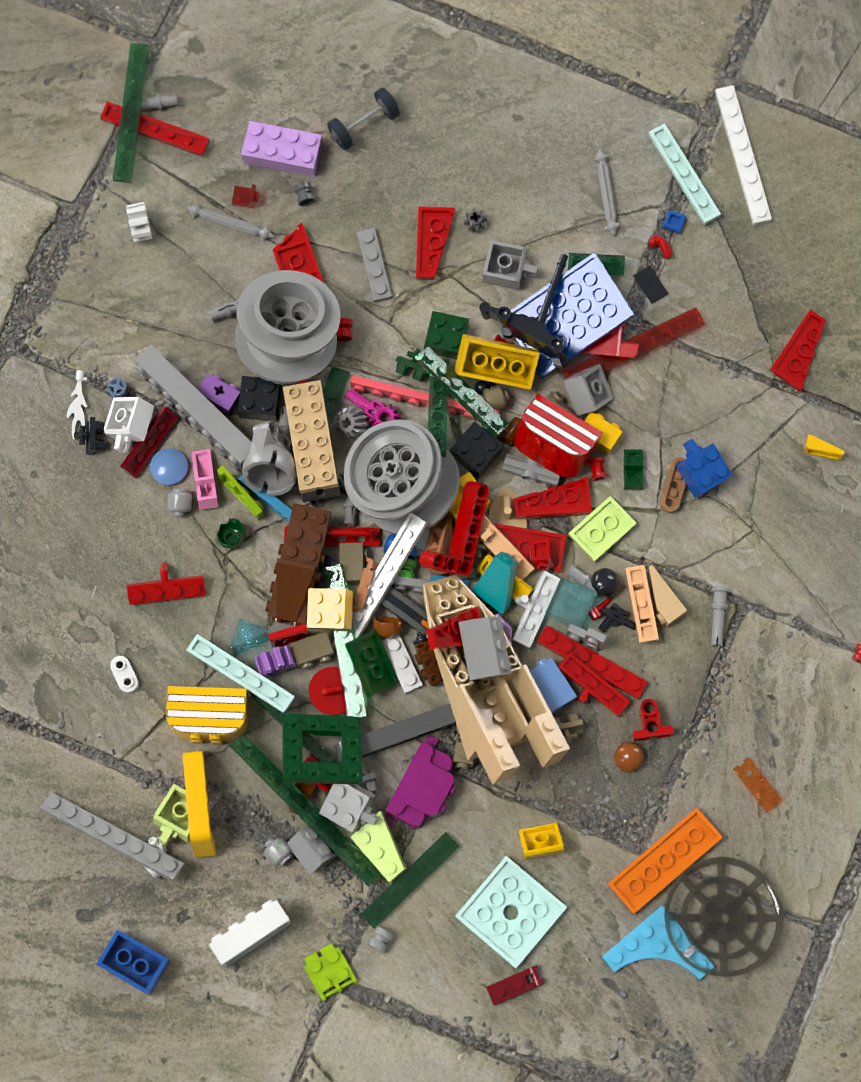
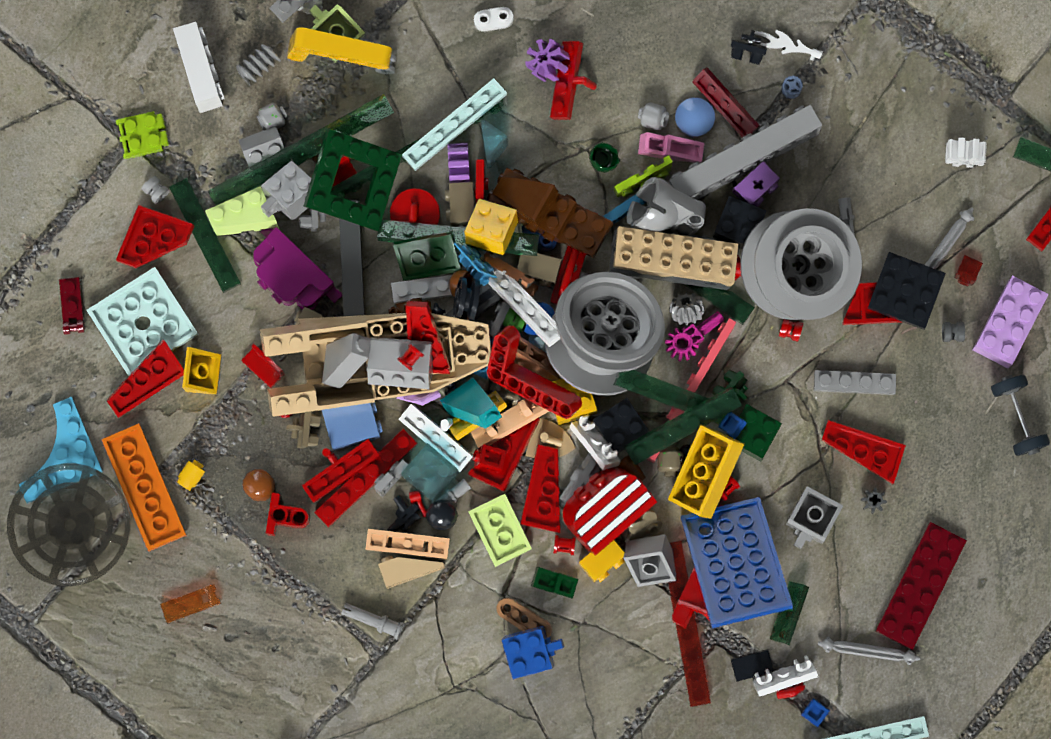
camera: 105 degrees right, 5 degrees up
(128, 421) = (749, 85): white hinge -> none
(160, 611) = (547, 60): none -> medium lavender gear
(207, 713) = (426, 83): yellow brick -> none
(229, 880) = (257, 63): none -> light grey piece
(279, 240) = (906, 290): none -> black plate
(361, 620) = (474, 264): none -> dark azure hinge
(405, 610) = (466, 298): none -> black wheel
(426, 927) = (152, 236): none -> red plate
(448, 351) = (732, 425): none -> blue tile
(472, 634) = (410, 357): none -> red bush
(495, 700) = (344, 359): none -> light grey slope
(500, 464) = (595, 443): none -> white plate
(518, 787) = (263, 366): none -> red panel
(529, 329) = (725, 518): black piece -> none
(536, 164) = (921, 585): none -> dark red plate
(563, 888) = (151, 376): none -> red wing
(640, 820) = (191, 474): none -> yellow brick
(653, 252) = (784, 677): none -> white plate

